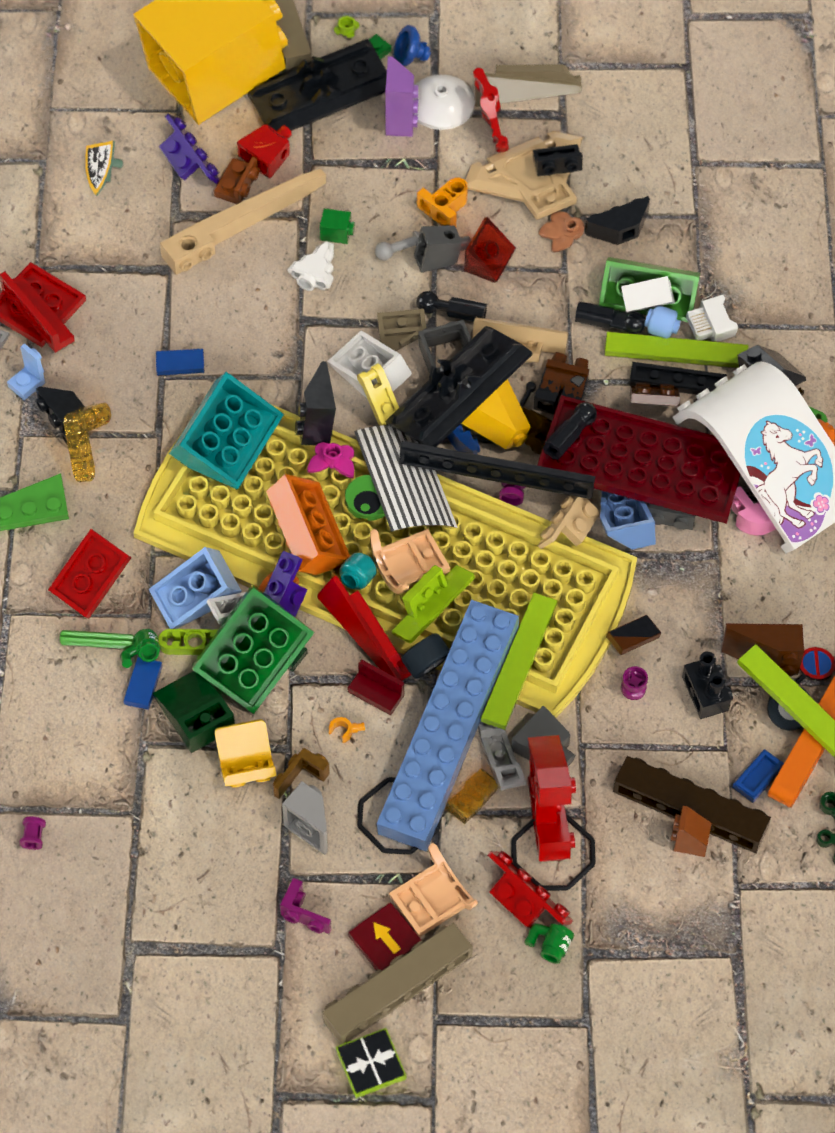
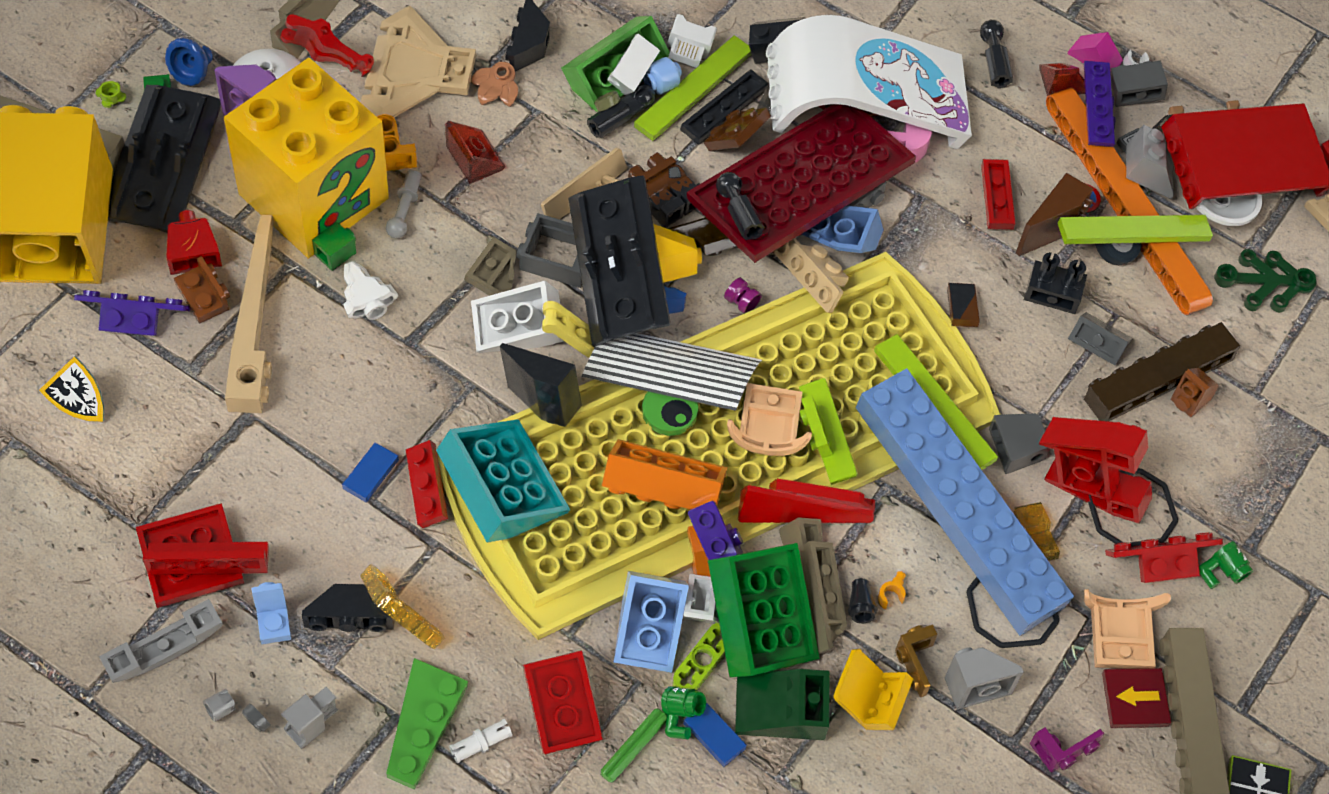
camera: 60 degrees left, 0 degrees up
(31, 549) = (480, 741): none -> white pin
(188, 403) = (426, 484): none -> red plate
(312, 675) = (820, 579): none -> dark tan wedge
(316, 713) = (862, 605): none -> black cone
(332, 456) = (601, 410): dark pink animal -> none
(357, 571) = (748, 467): teal head -> none
(371, 153) = (307, 155): none -> yellow brick
(377, 687) = (870, 536): dark red panel -> none
(425, 655) = (880, 471): black wheel -> none
(439, 247) = (441, 171): dark grey torso -> none
(455, 307) = (508, 214): black piece -> none
(497, 470) = (729, 290): black tile -> none
(500, 757) = (1028, 488): light grey slope -> none
(557, 160) = (427, 34): black bracket -> none
(605, 302) = (607, 100): none -> olive tile
(636, 677) = (1013, 335): magenta wheel -> none
(689, 744) = (1099, 338): none -> dark grey panel
(758, 776) = (1162, 308): blue tile -> none
(763, 600) = (998, 194): none -> red plate

